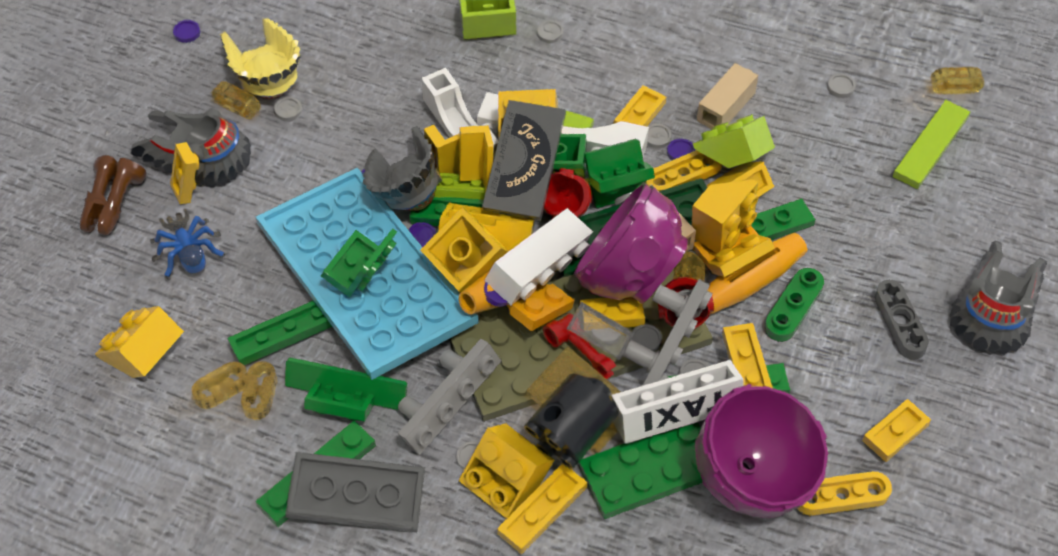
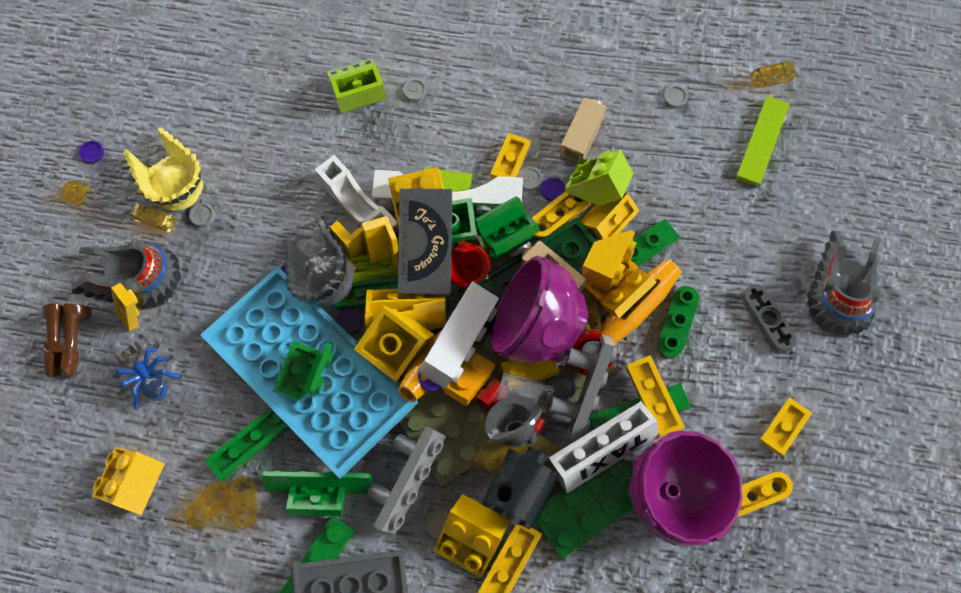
camera: 10 degrees left, 15 degrees up
(159, 63) = (72, 187): none -> clear yellow plate
(580, 351) = (513, 421): none -> dark grey helmet

